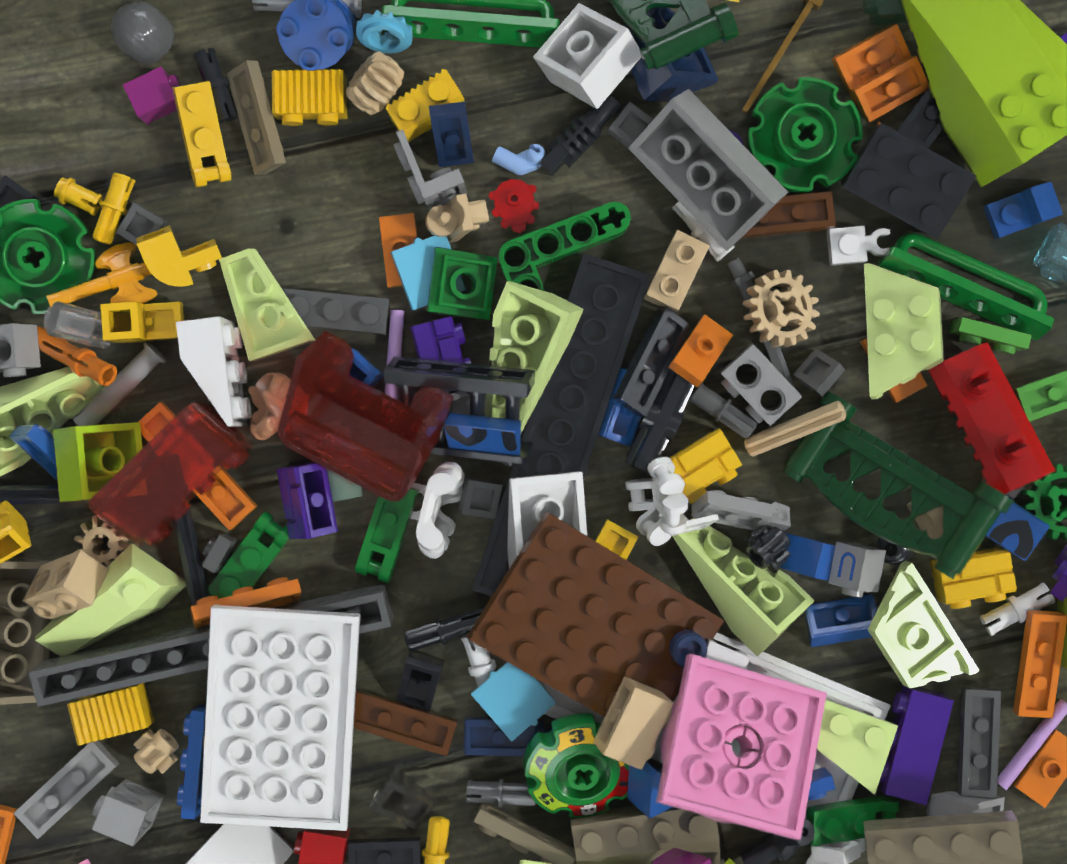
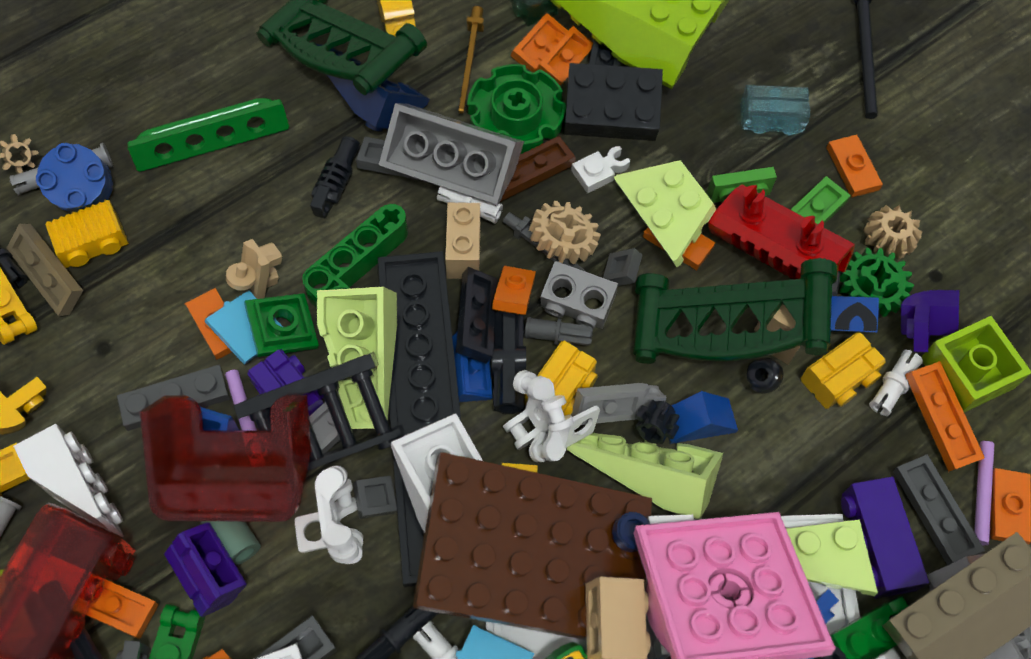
camera: 25 degrees left, 25 degrees down
(261, 307) = (98, 417): yellowish green wing -> none
(269, 399) = (134, 498): nougat hair -> none
(375, 83) = (141, 200): tan gear -> none
(386, 535) = (296, 567): green plate -> none
(396, 38) = (148, 169): medium azure gear -> none
(412, 110) = (193, 202): yellow brick -> none
(443, 183) = (216, 254): light grey bracket -> none
(451, 134) = (223, 210): dark blue plate -> none
(483, 433) = (351, 426): blue slope -> none
(514, 204) = (301, 248): red piece -> none
(522, 162) = (293, 217): light blue arm -> none
(588, 55) = (314, 112): white brick -> none
(795, 428) = (626, 315): tan axle -> none
(840, 620) = (757, 462): blue slope -> none
(856, 568) = (742, 404): light grey brick -> none
(917, 633) = (827, 436): yellowish green wing -> none
(965, 292) = (705, 155): green piece -> none
(1023, 210) = (712, 96): blue slope -> none

